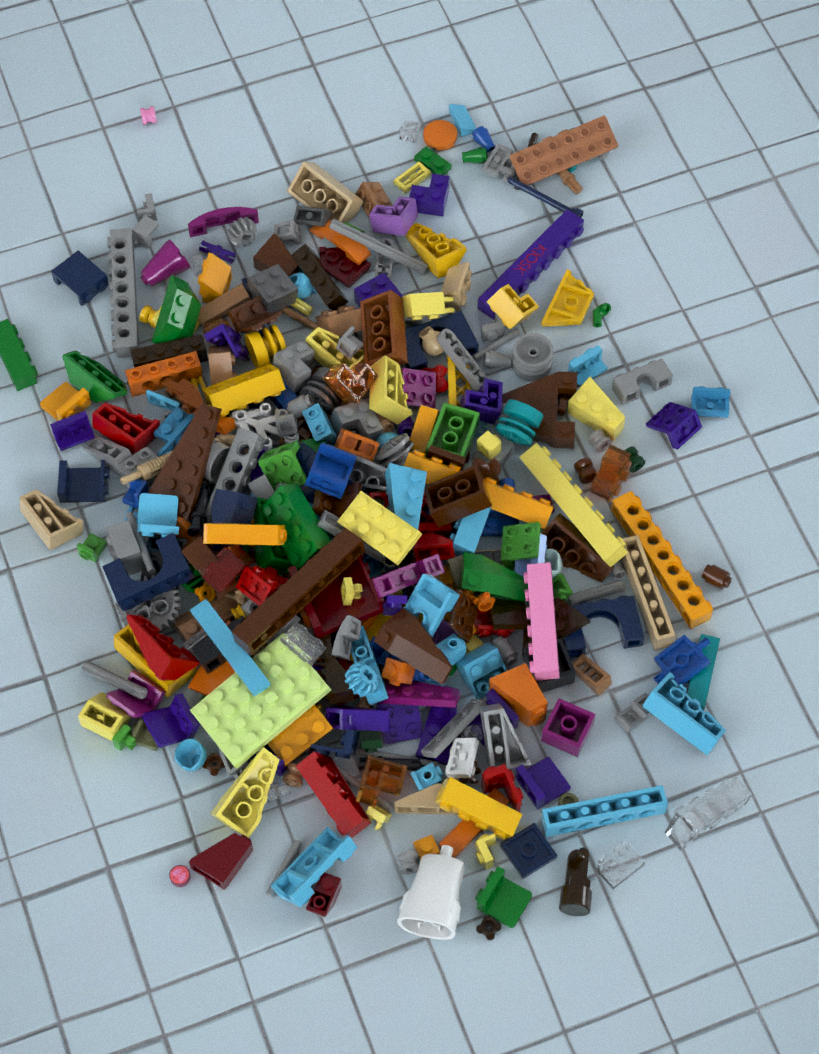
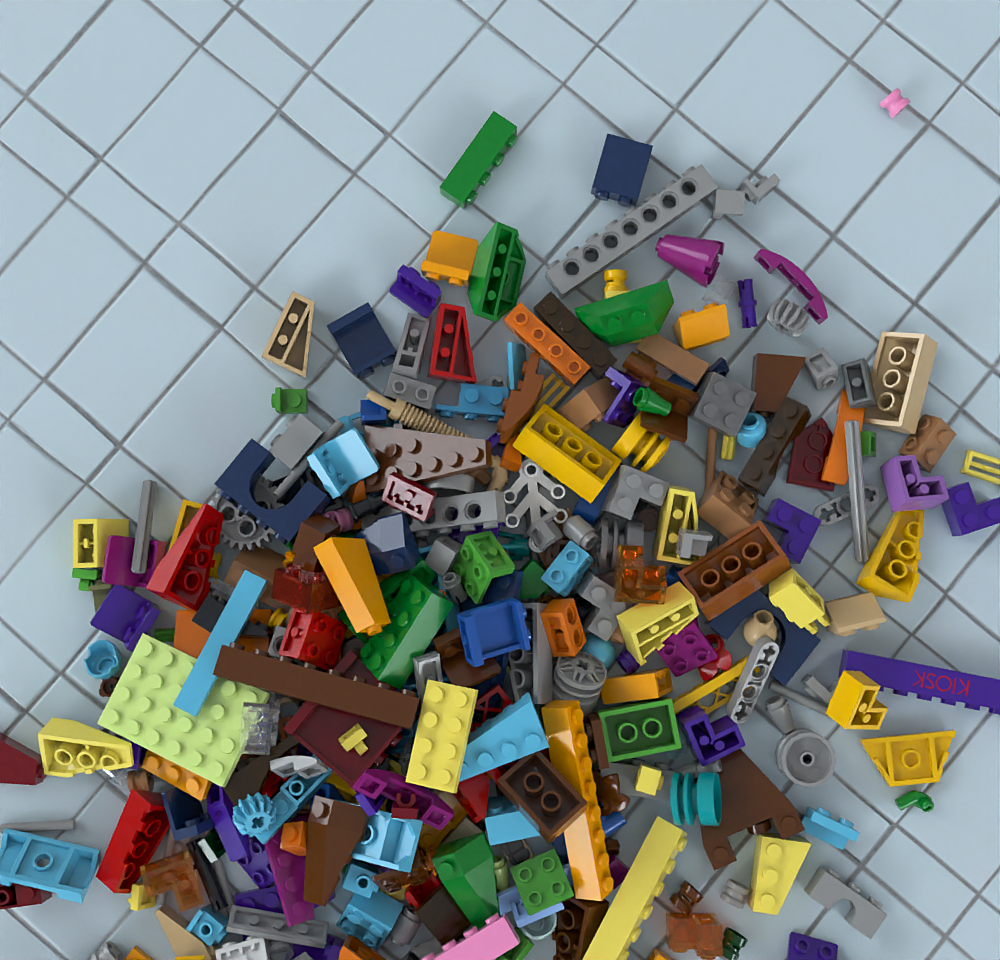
camera: 65 degrees right, 25 degrees up
(209, 479) = (409, 497): none -> bracket
(242, 319) = (651, 402): none -> green cone
(414, 577) = (404, 809): none -> dark red tile
(484, 601) = (437, 886): orange plate -> none

